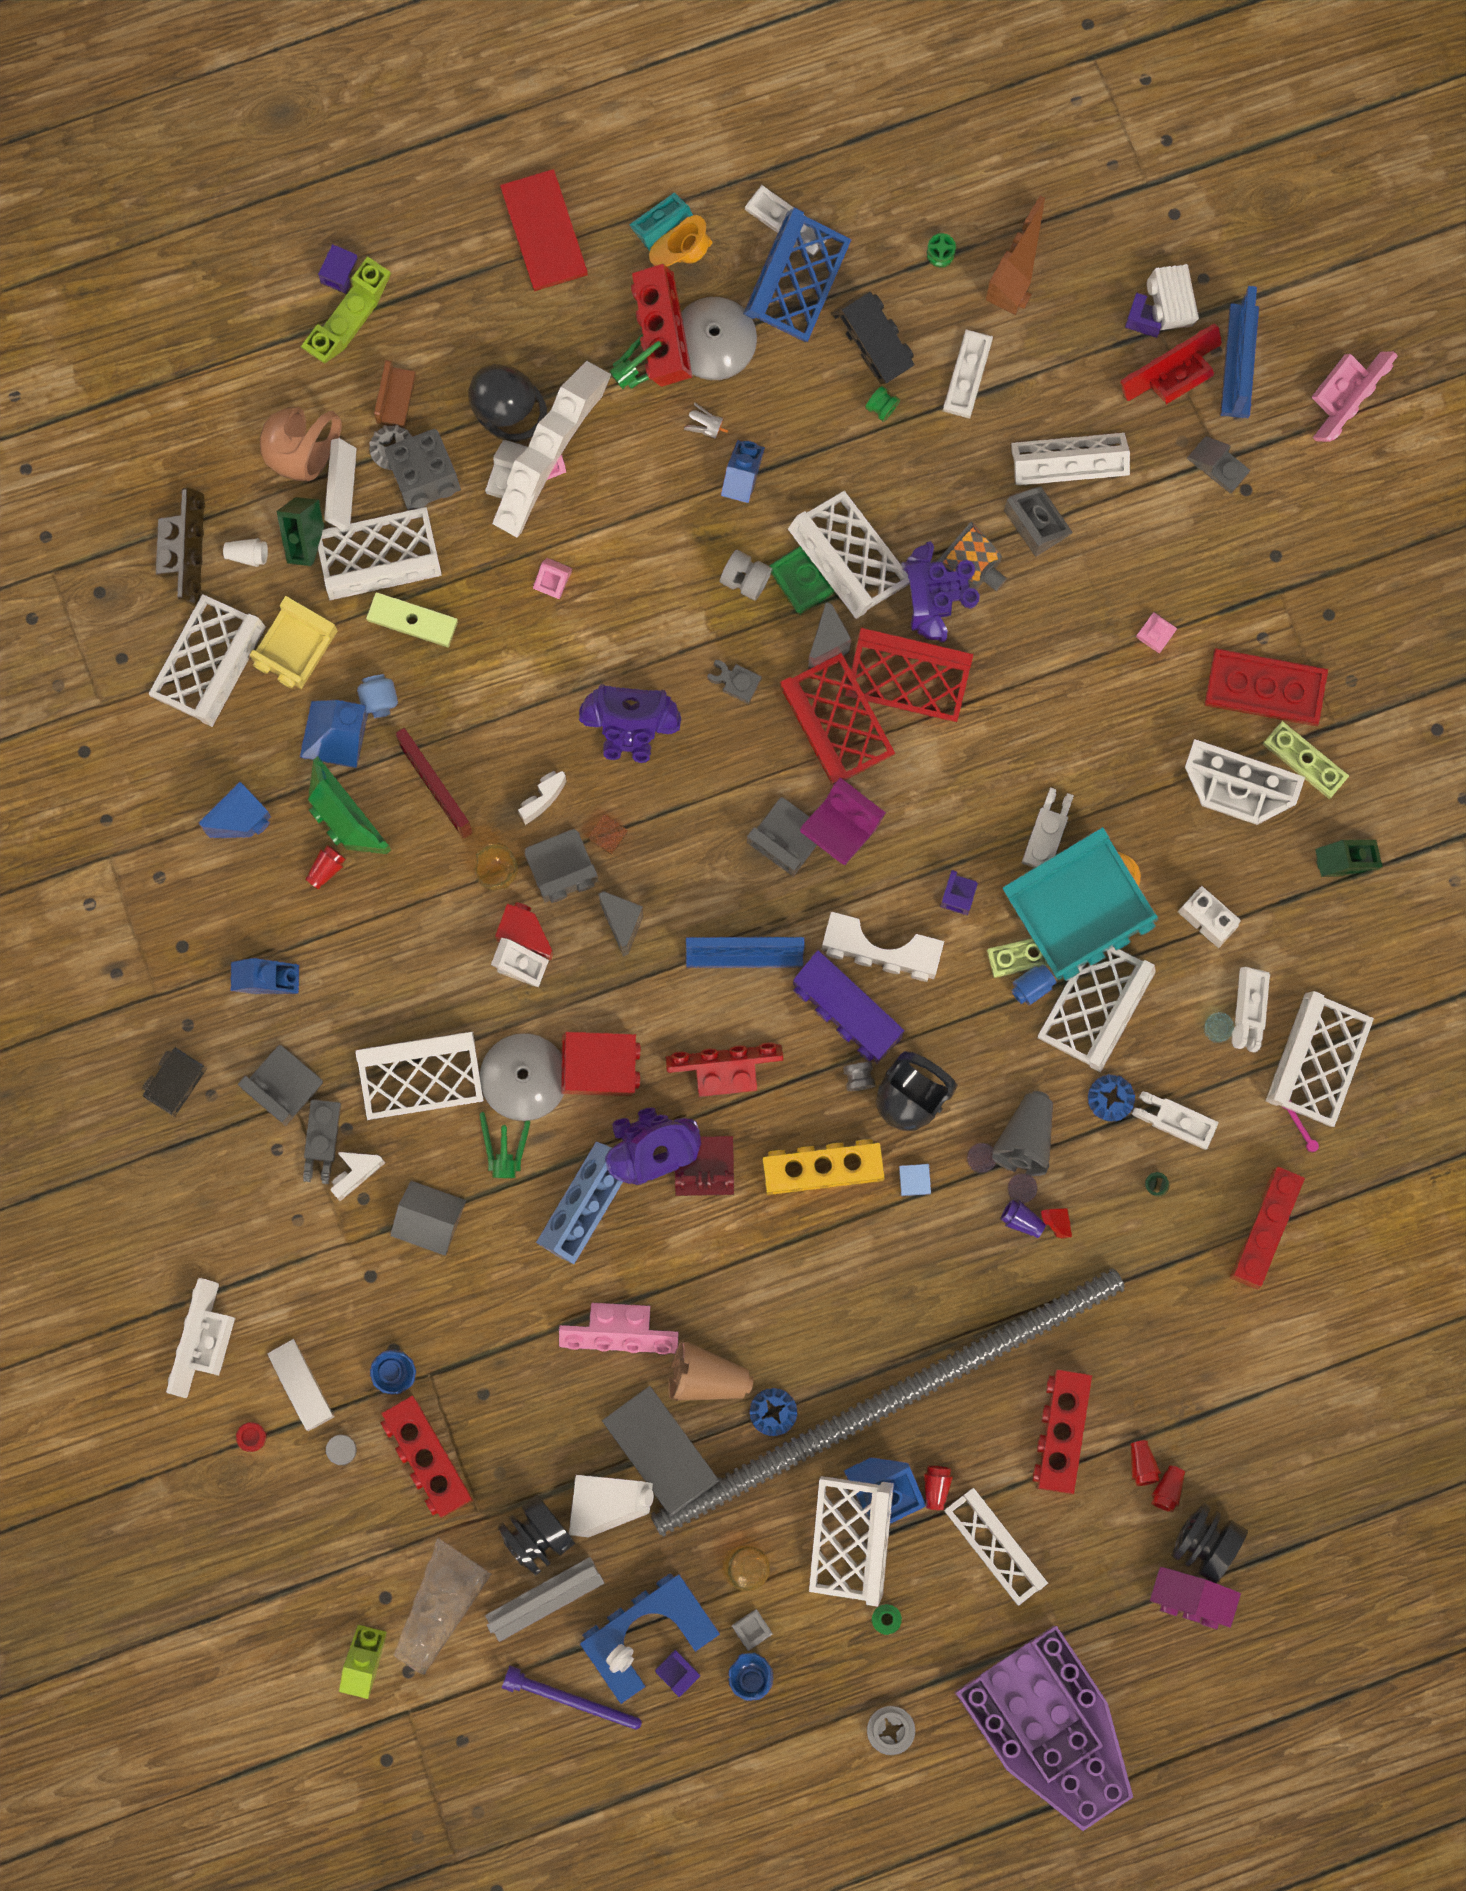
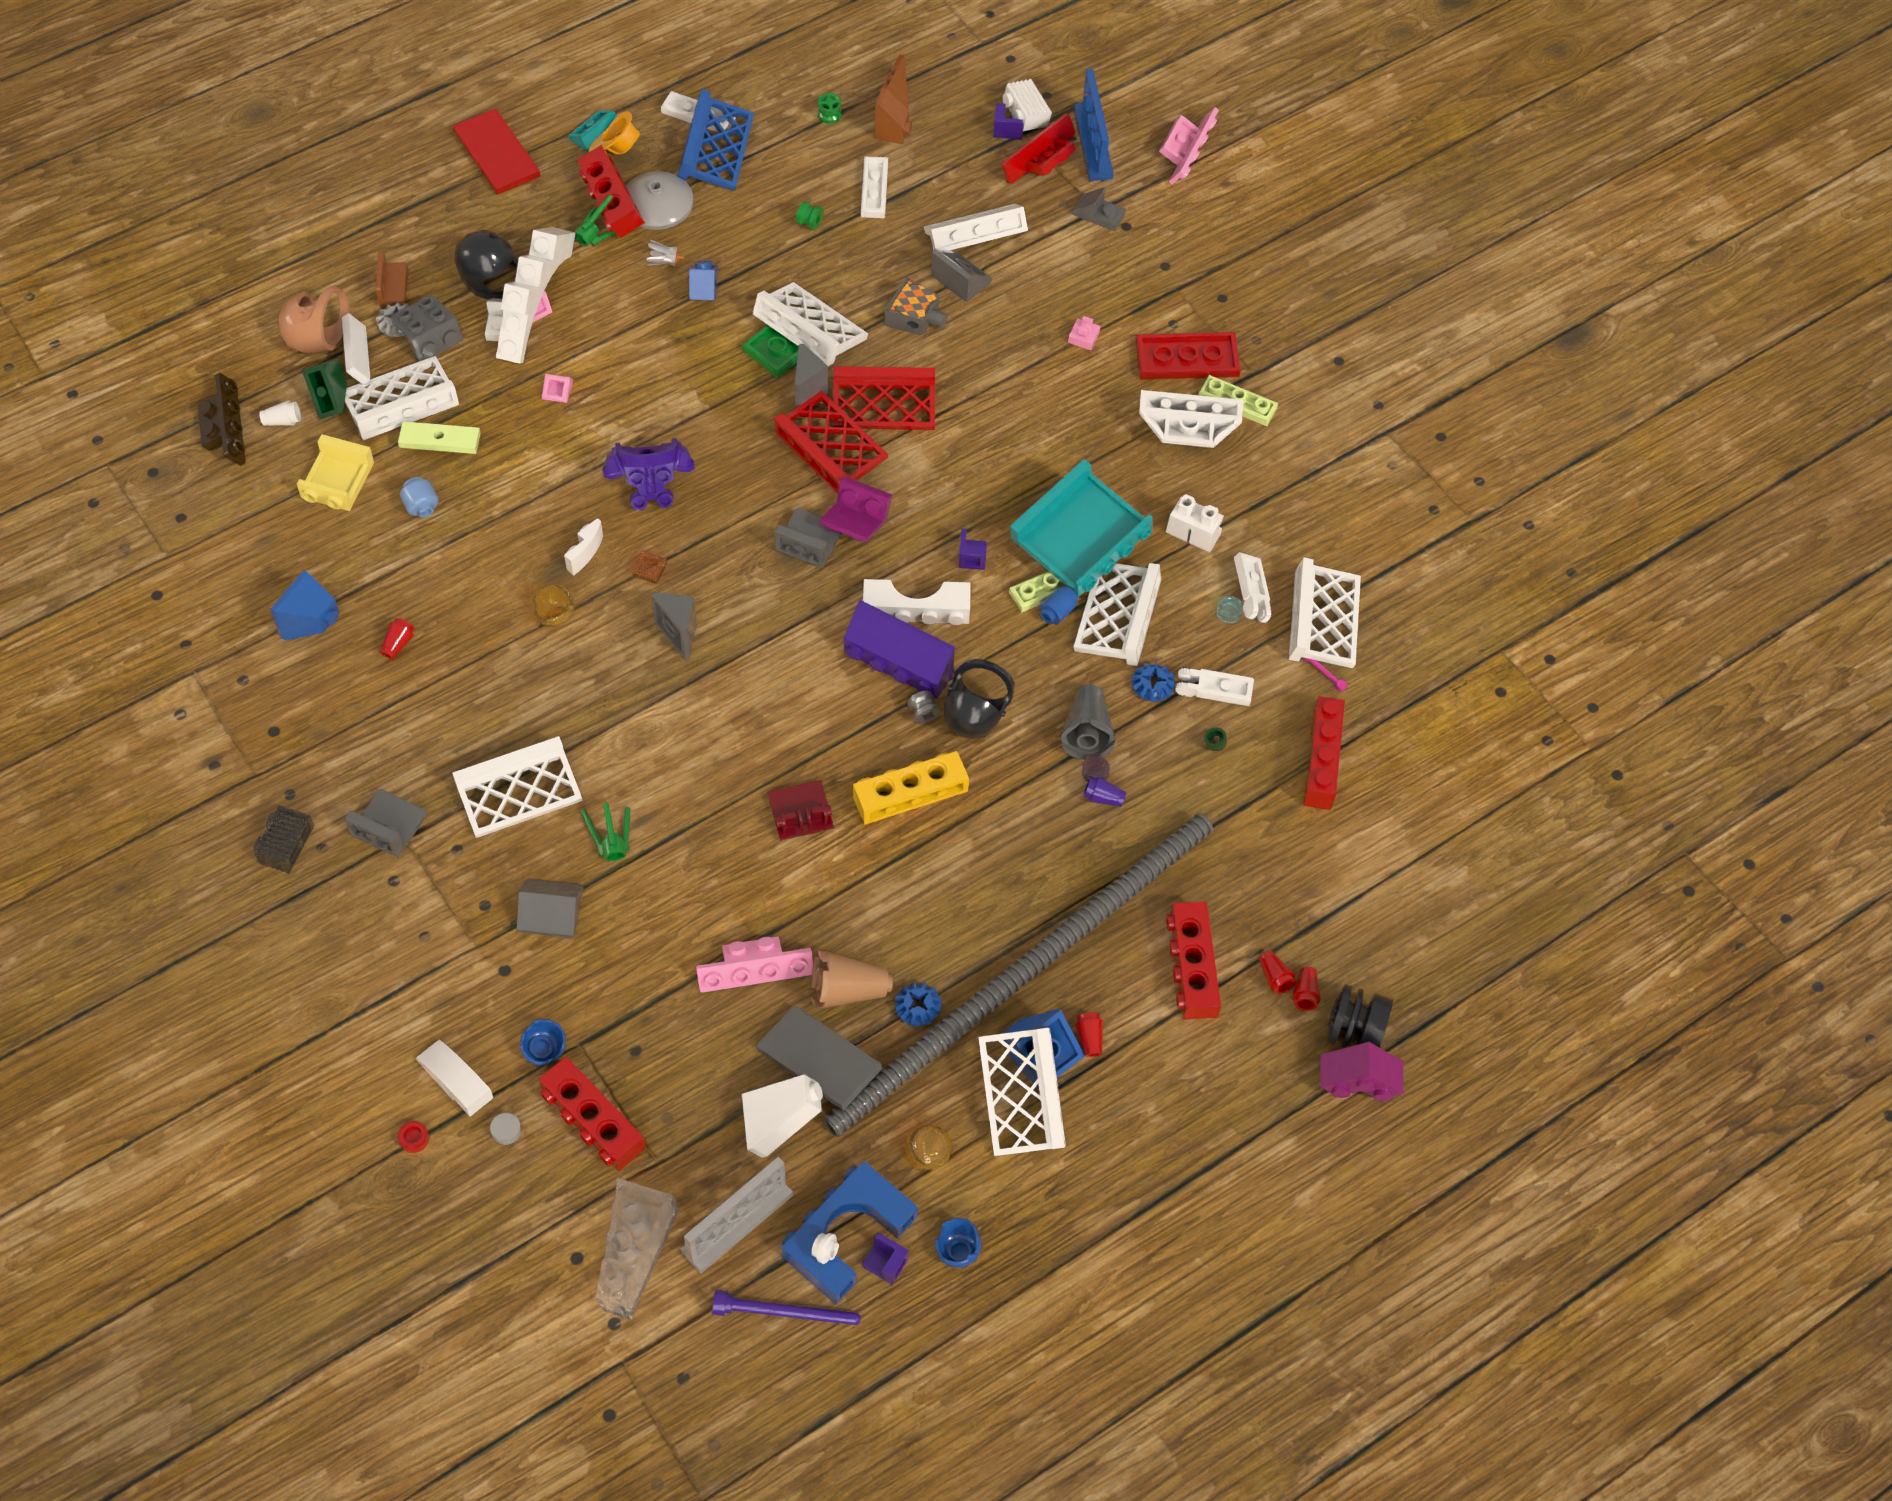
camera: 15 degrees left, 20 degrees down
(202, 1340) = (348, 1057): white bracket -> none
(230, 664) = (278, 504): white fence -> none
(264, 977) = (354, 735): blue slope -> none
(321, 1138) = (434, 859): dark grey hinge -> none
(334, 732) = (386, 533): blue slope -> none
(337, 269) = (324, 201): dark purple panel -> none
(341, 813) = (405, 594): green wedge -> none
(351, 313) = (345, 231): lime slope -> none
(362, 1168) = (476, 876): white slope -> none
(362, 1661) = (565, 1320): lime slope -> none
(433, 783) = (483, 549): dark red tile -> none
(519, 962) = (590, 677): white slope -> none
(524, 929) = (590, 653): red slope -> none
(528, 1097) = (617, 785): light grey dish -> none
(535, 1535) = (715, 1155): black wheel -> none
(561, 866) = (613, 597): dark grey bracket -> none
(581, 1207) = (696, 857): medium blue brick -> none
(599, 1064) = (683, 742): red brick -> none
(634, 1159) = (731, 799): dark purple piece -> none
(725, 1069) = (800, 729): red bracket -> none
(739, 682) = (737, 434): dark grey plate -> none
(744, 952) = (790, 633): blue fence -> none
(752, 1629) = (948, 1203): light grey tile -> none
(755, 579) = (733, 352): light grey wheel -> none
(875, 336) = (789, 168): black wedge -> none
(879, 1626) = (1072, 1171): green plate -> none
(886, 1744) = (1109, 1252): light grey gear -> none
(914, 1180) = (996, 782): light blue tile -> none
(935, 590) = (889, 328): dark purple piece -> none
(980, 1158) = (1051, 753): tile -> none
(1005, 1540) = (1169, 1066): white fence -> none
(1047, 831) = (1035, 485): white hinge -> none
(1051, 1728) = (1264, 1222): medium lavender wedge -> none
(1058, 1221) = (1137, 786): red tile -> none
(1348, 857) = (1296, 459): dark green slope -> none

